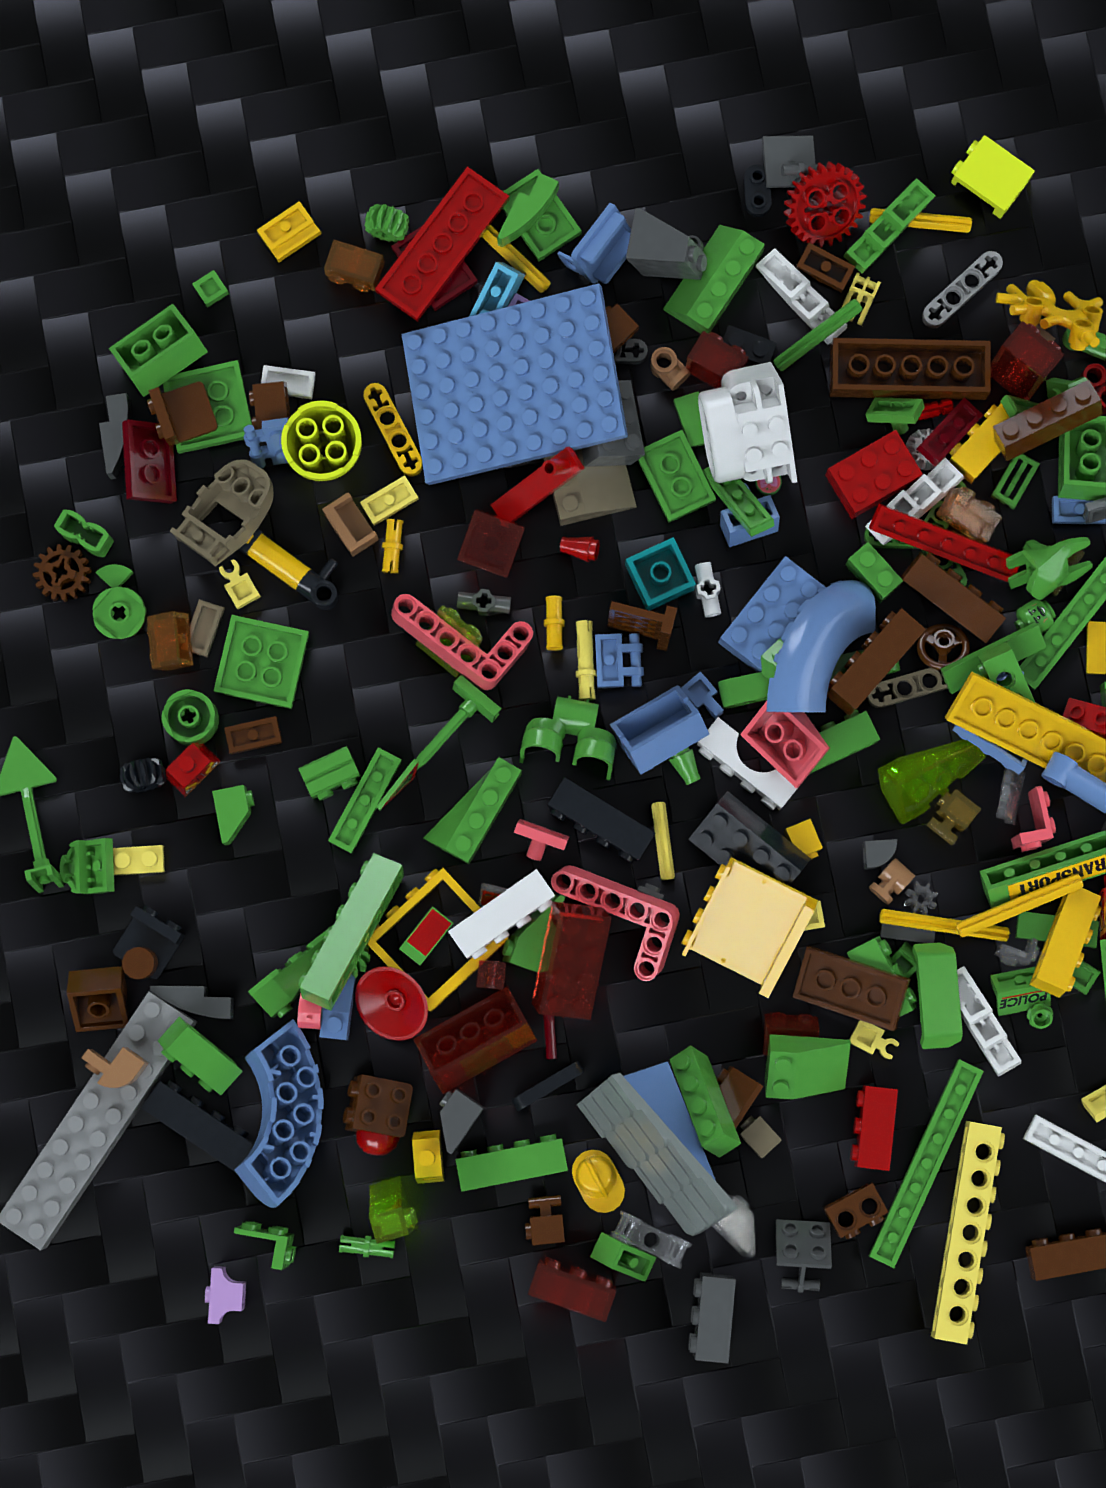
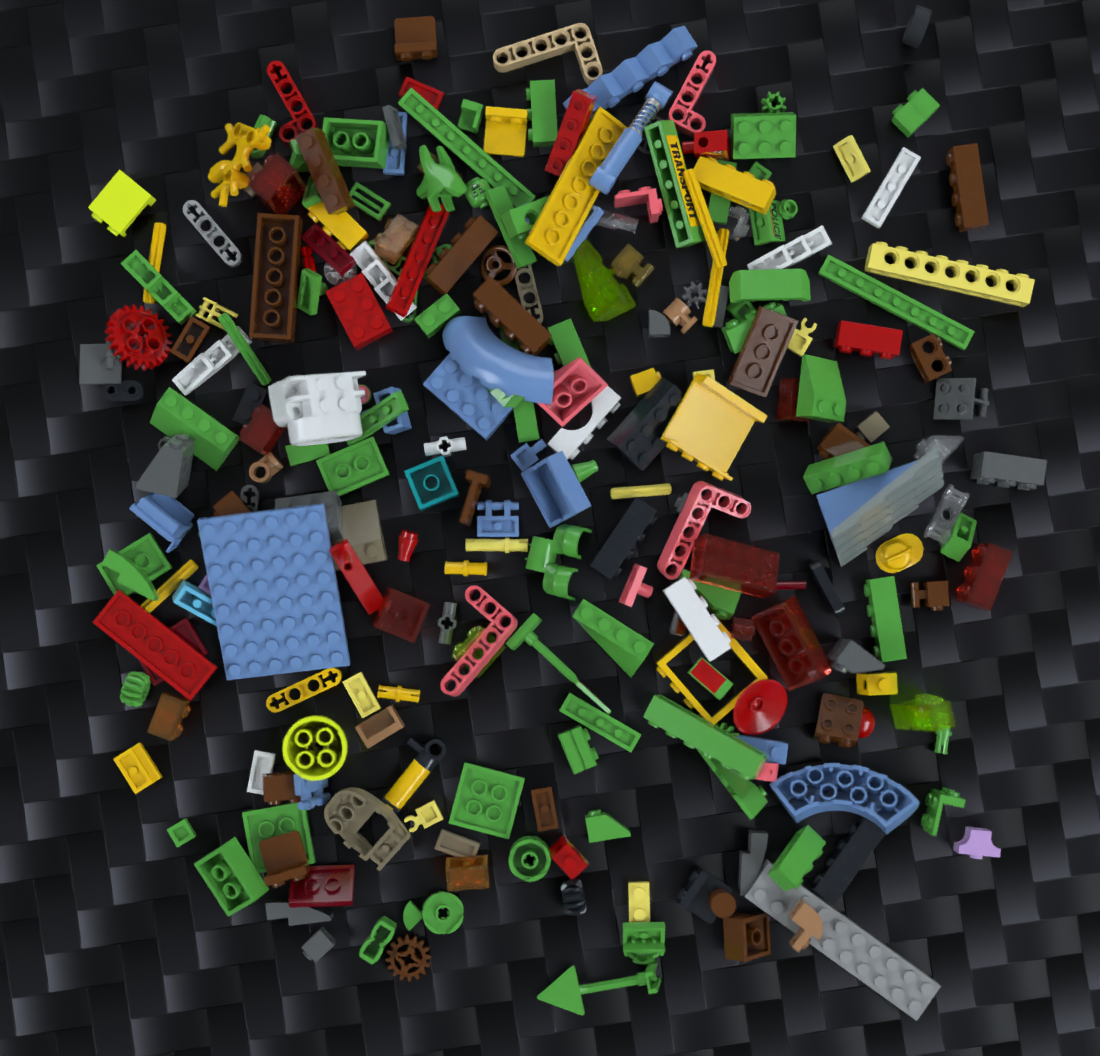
camera: 90 degrees left, 5 degrees up
(75, 461) = (318, 944): none -> dark grey brick

